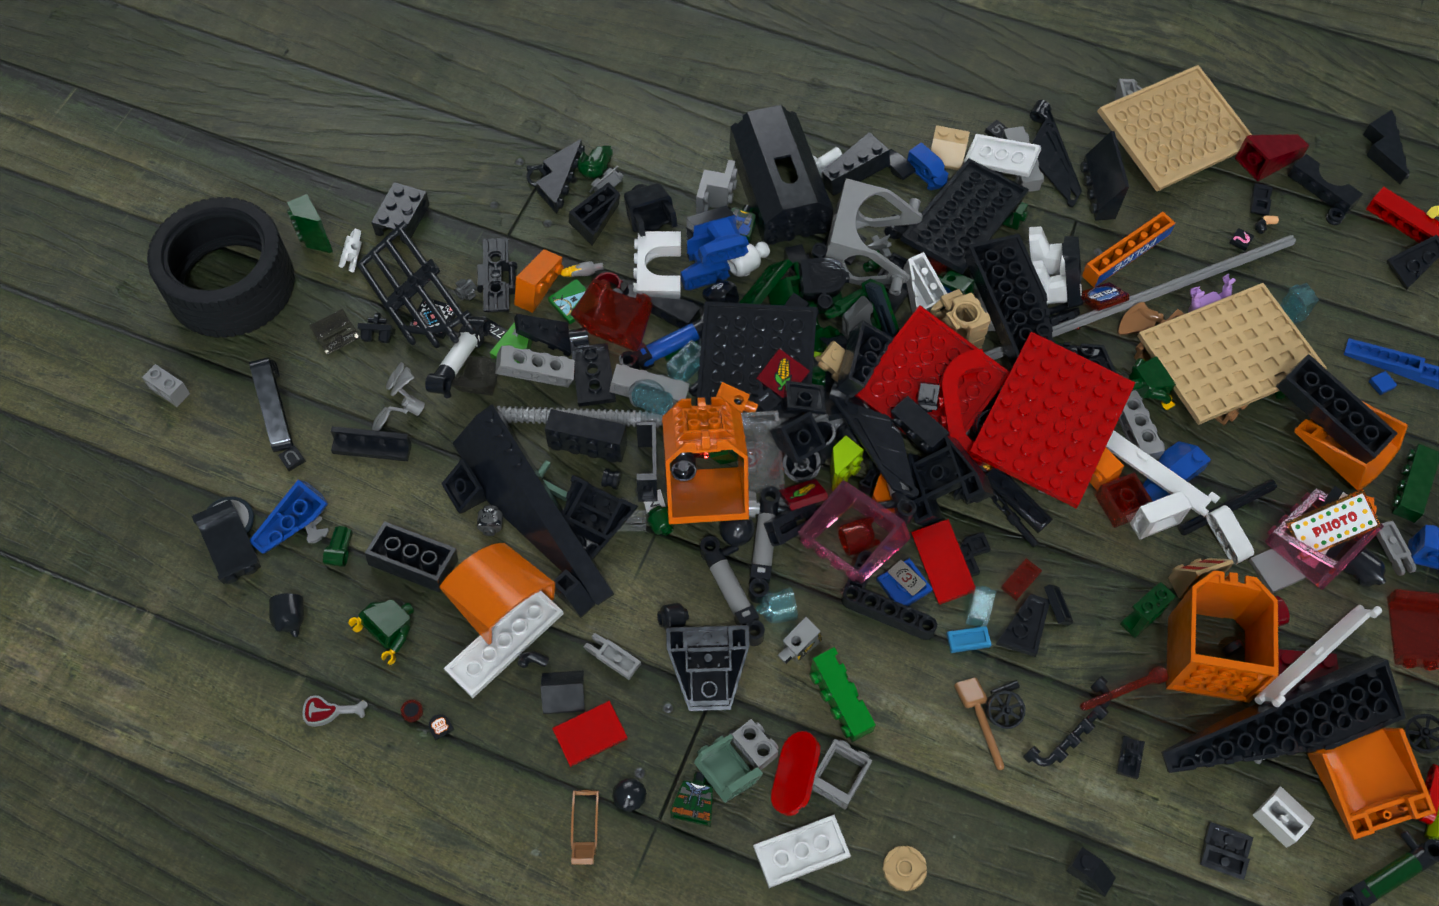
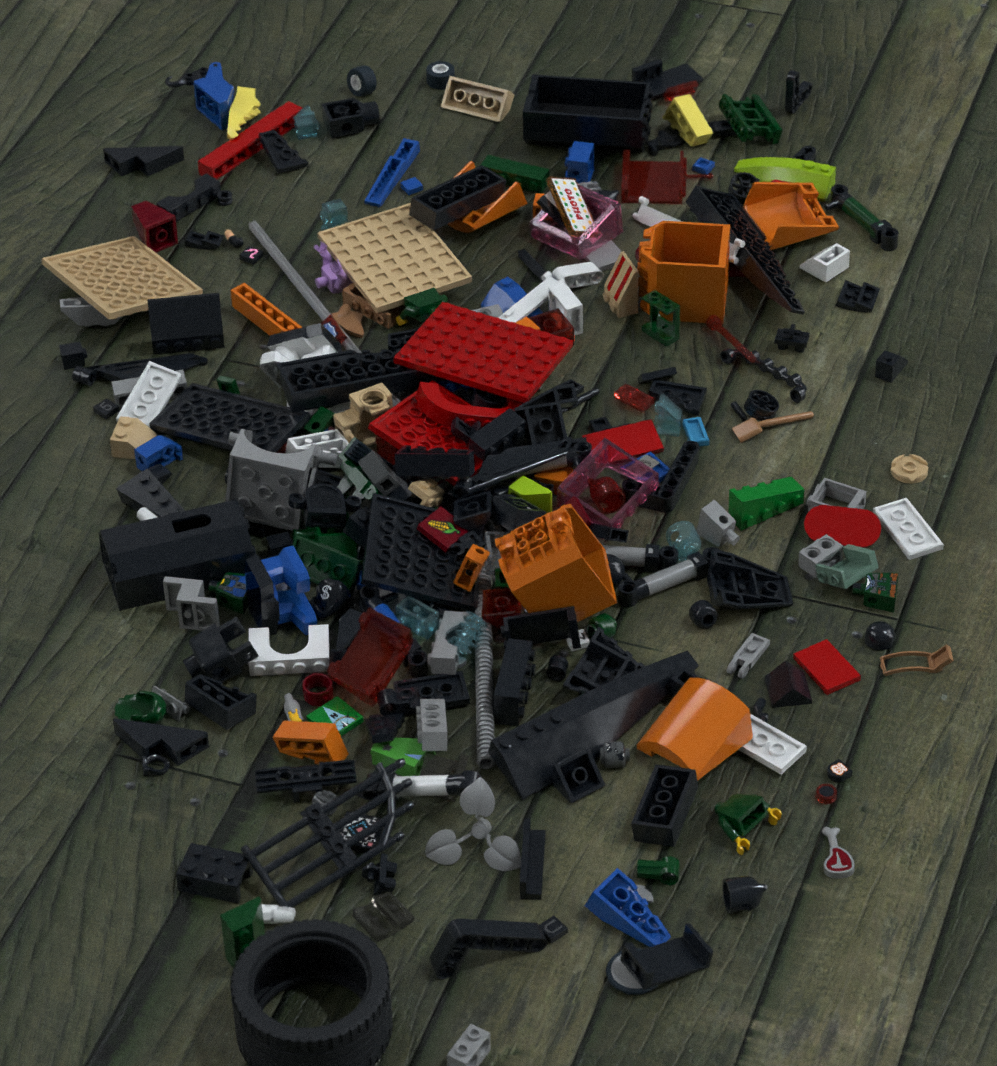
camera: 90 degrees left, 20 degrees down
(1068, 101) = (72, 355): none -> black brick

